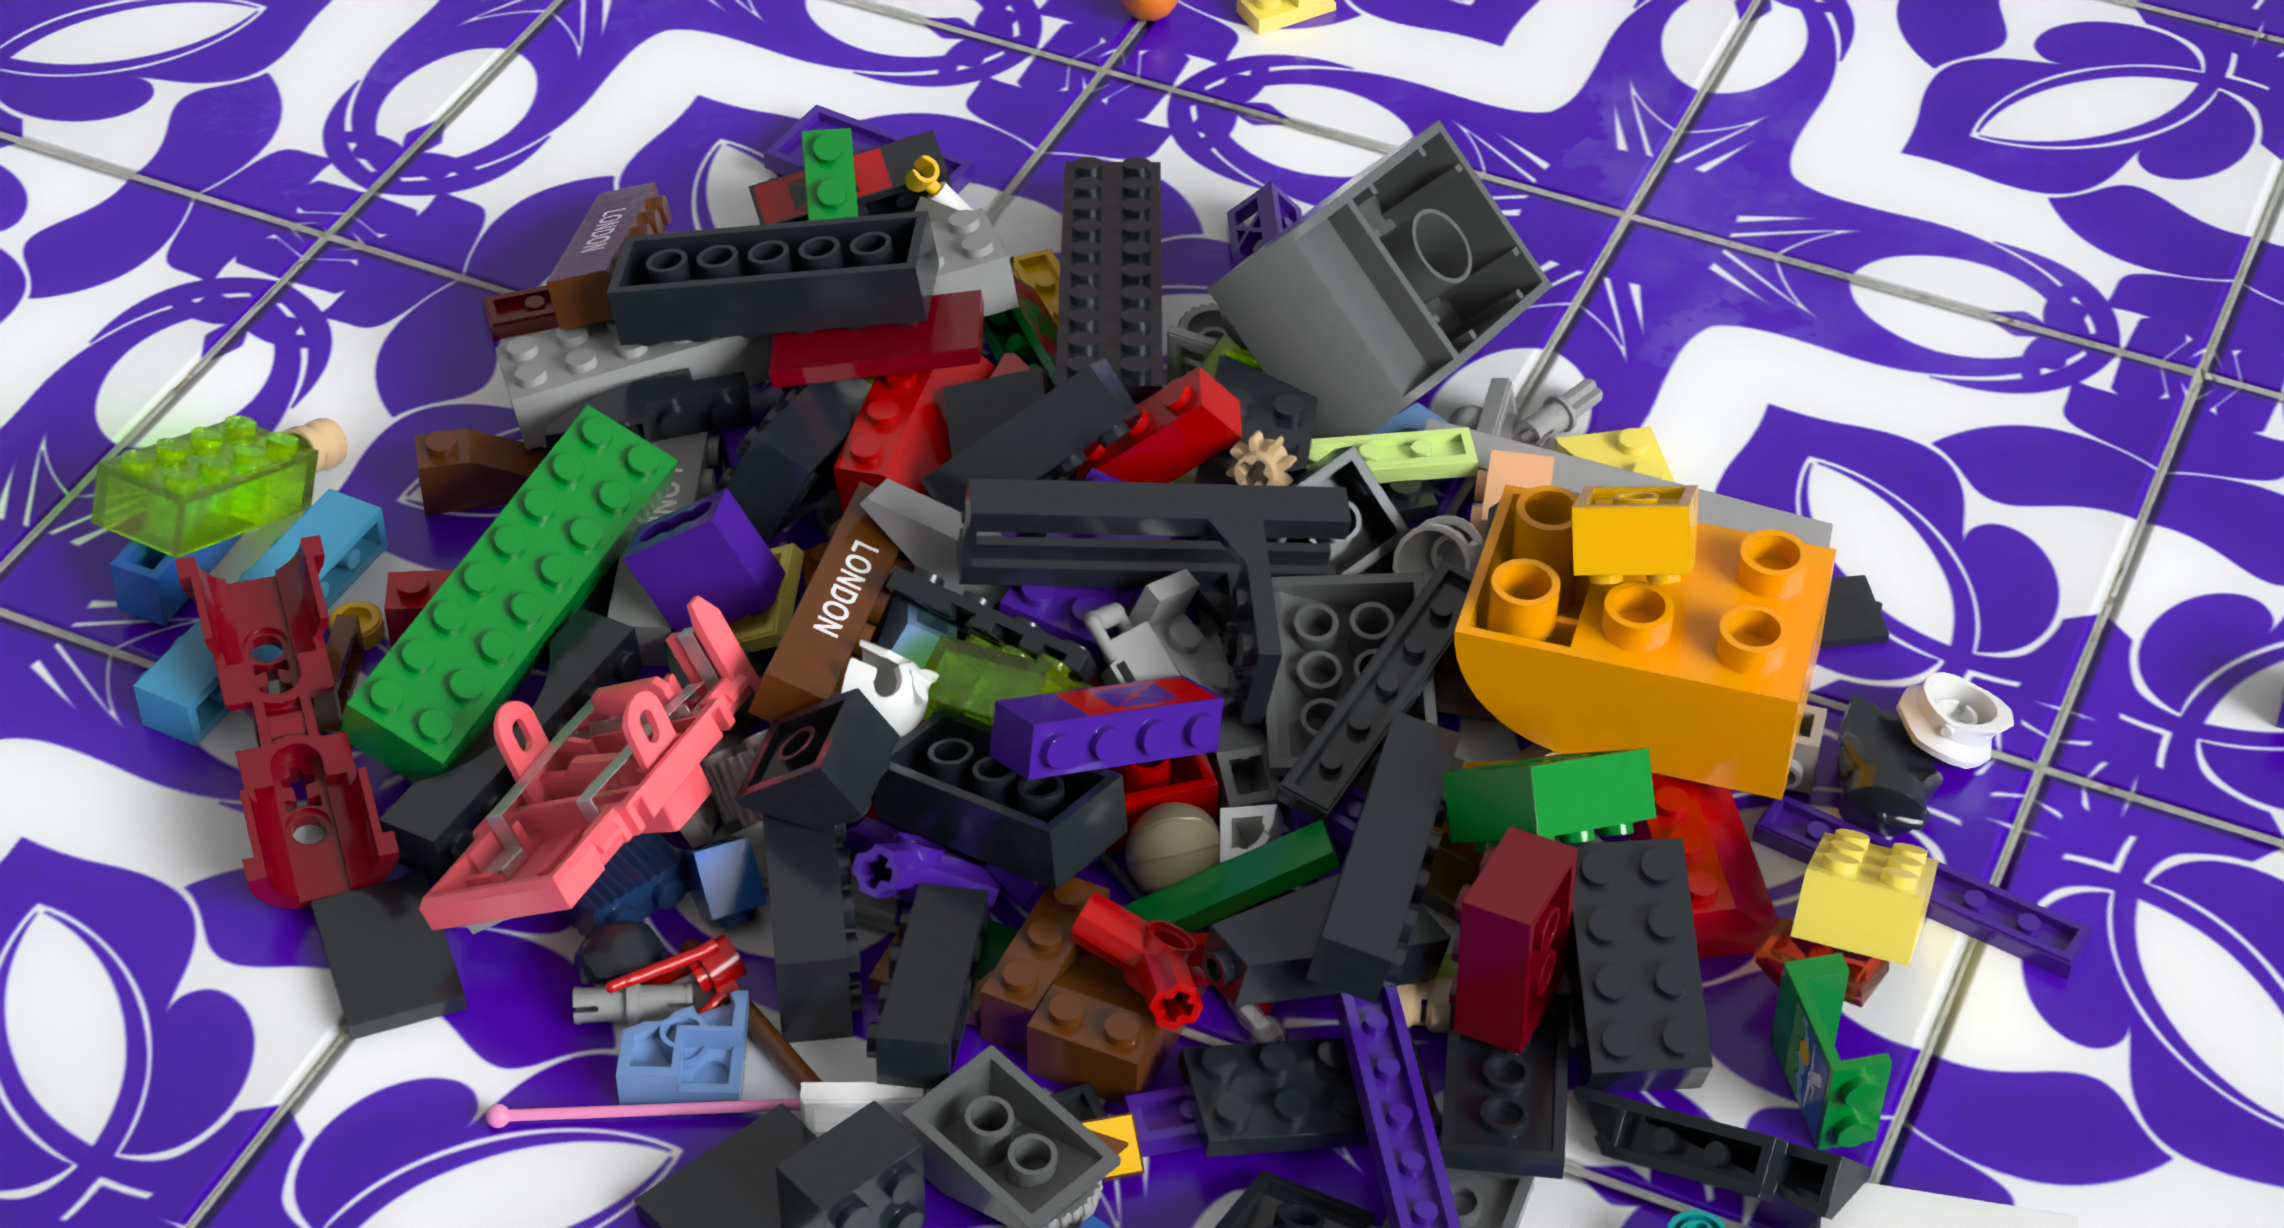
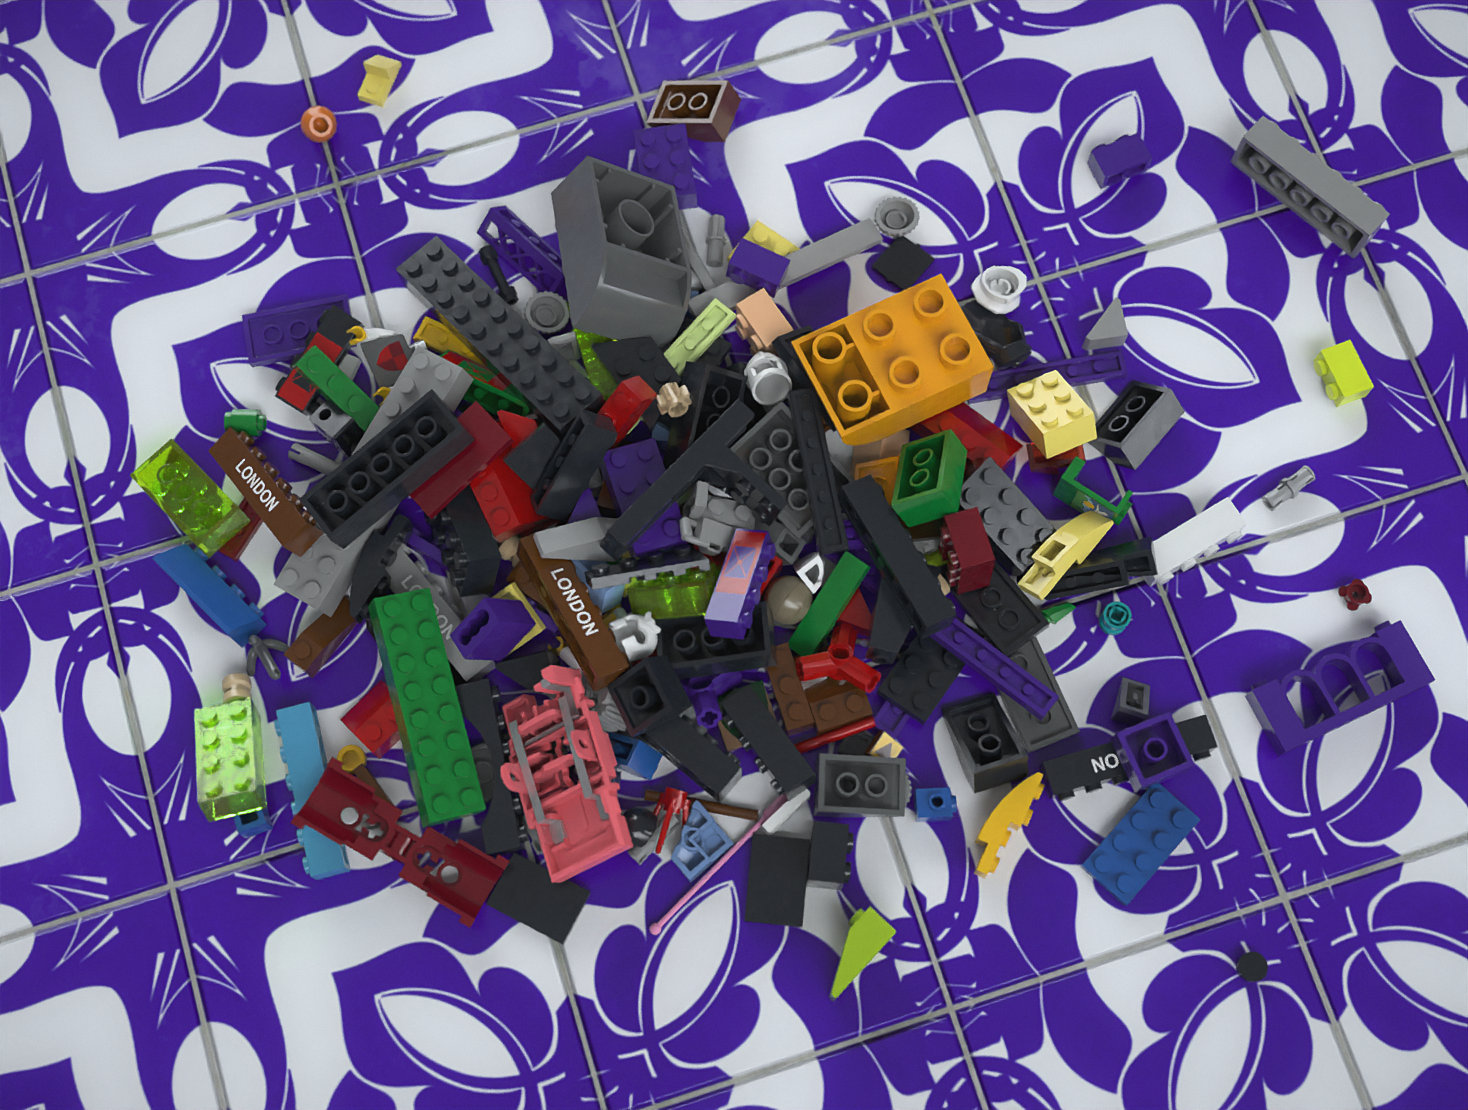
camera: 40 degrees left, 30 degrees up
(389, 438) = (260, 649): none -> dark grey piece
(415, 330) = (211, 593): none -> blue slope
(514, 221) = (190, 498): none -> clear neon green brick
(688, 203) = (246, 420): none -> green brick
(1068, 1074) = (836, 734): none -> red piece
(1210, 246) = (489, 257): none -> black bar
(1579, 436) = (757, 267): none -> dark purple brick
(1595, 288) = (666, 157): none -> dark purple brick
(1597, 1184) = (1057, 612): none -> green bar
(1635, 532) = (879, 338): yellow slope -> none
(1699, 264) = (702, 105): none -> reddish brown slope
(1714, 1075) = (1061, 550): none -> light yellow slope
(1875, 544) = (896, 216): none -> light grey hat
(2016, 1034) = (1136, 423): none -> black slope
(2090, 882) = (1109, 329): none -> light grey slope

